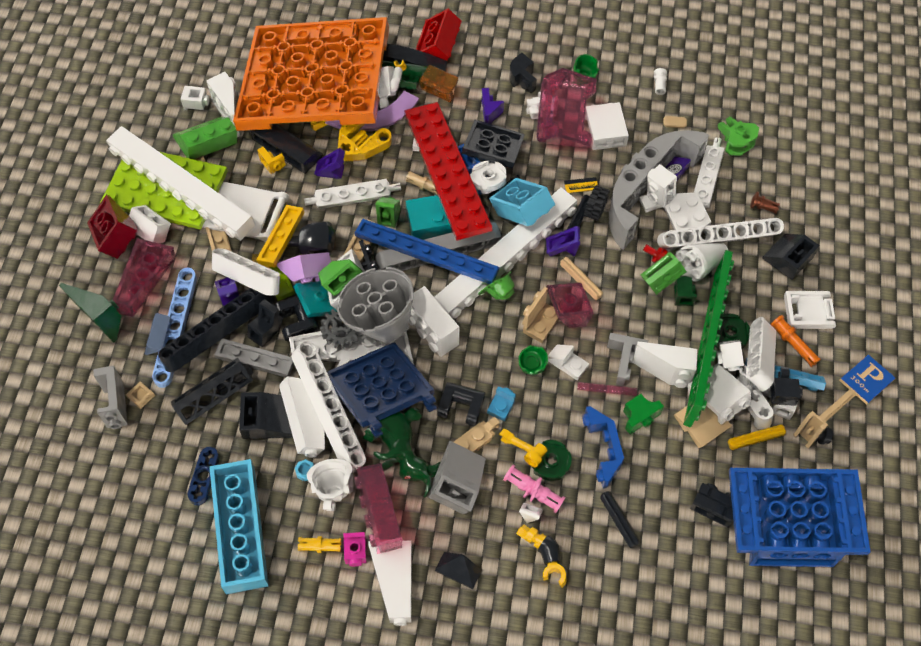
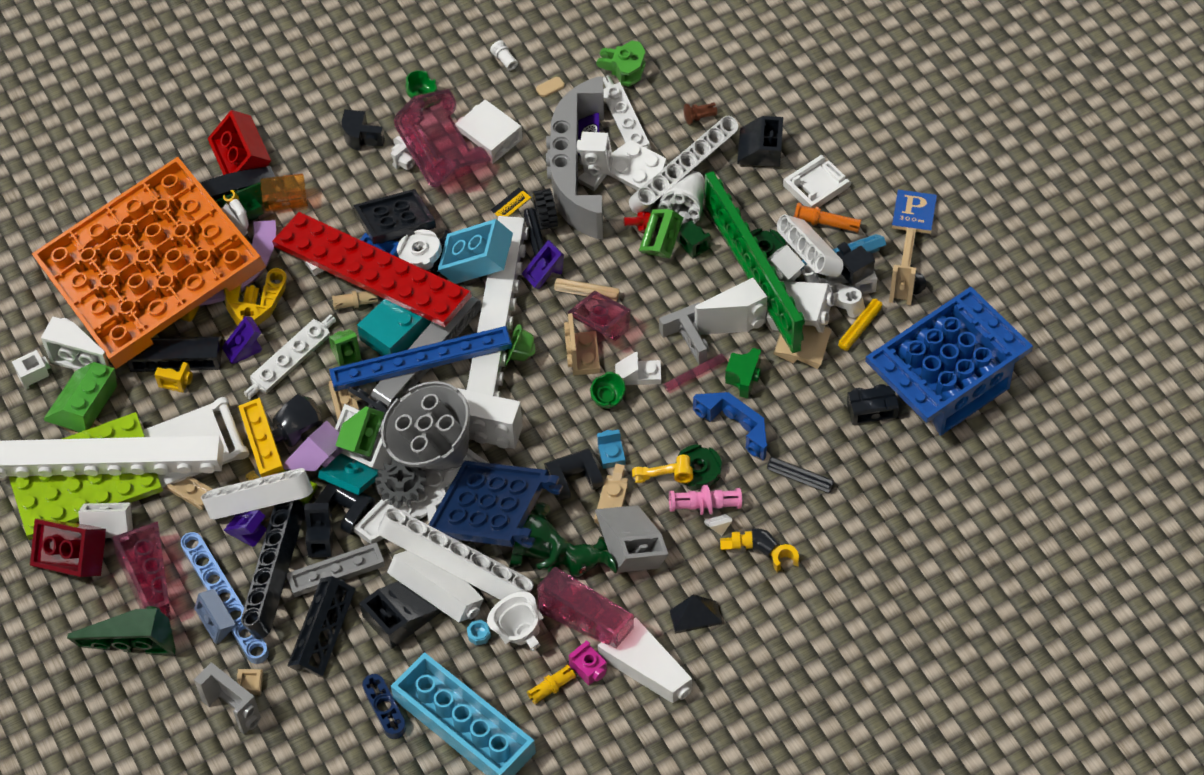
camera: 35 degrees left, 5 degrees down
(491, 108) = (356, 186): dark purple slope -> none

